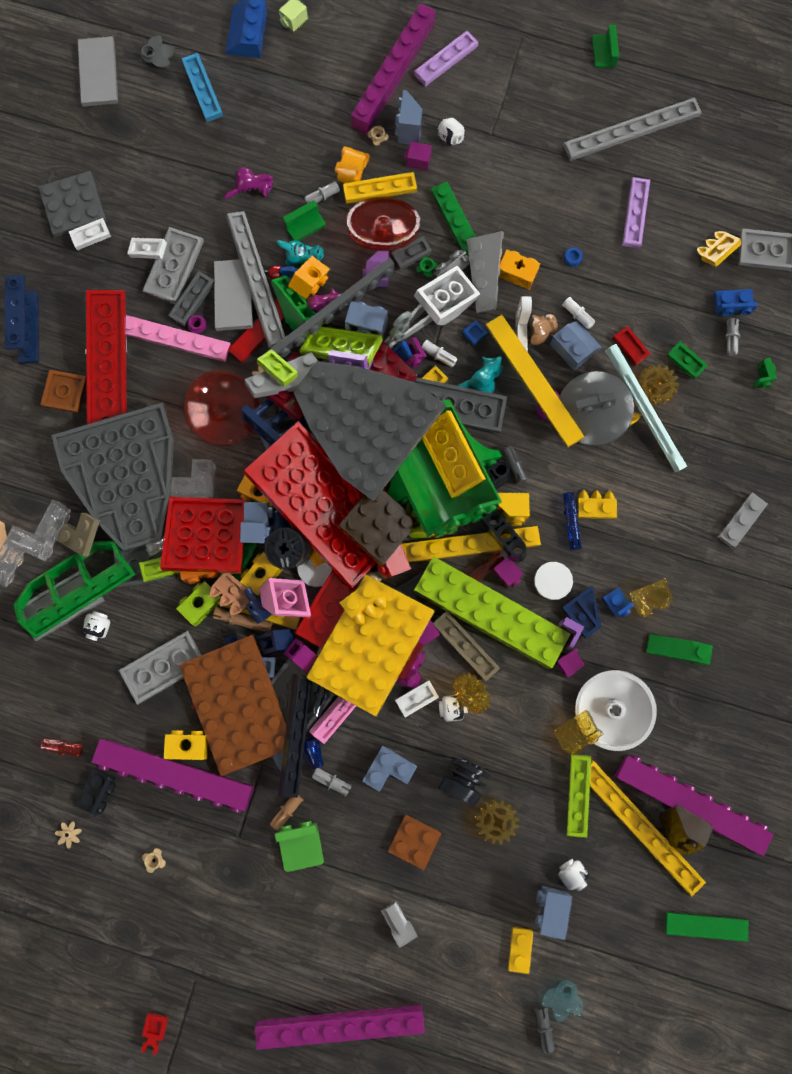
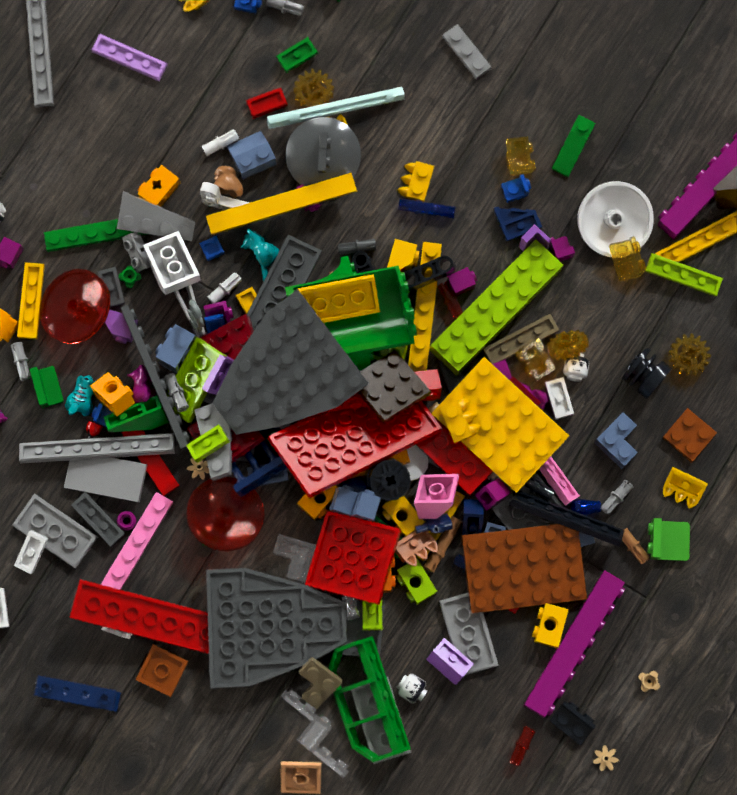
camera: 75 degrees left, 0 degrees up
(129, 656) = (449, 661): none -> medium lavender panel
(324, 331) = (176, 392): none -> light grey pin
(359, 849) = (685, 486): none -> yellow plate
(449, 666) = (535, 359): none -> clear yellow cylinder
(553, 581) = (479, 242): white tile -> none
(573, 257) = (159, 131): blue tile -> none

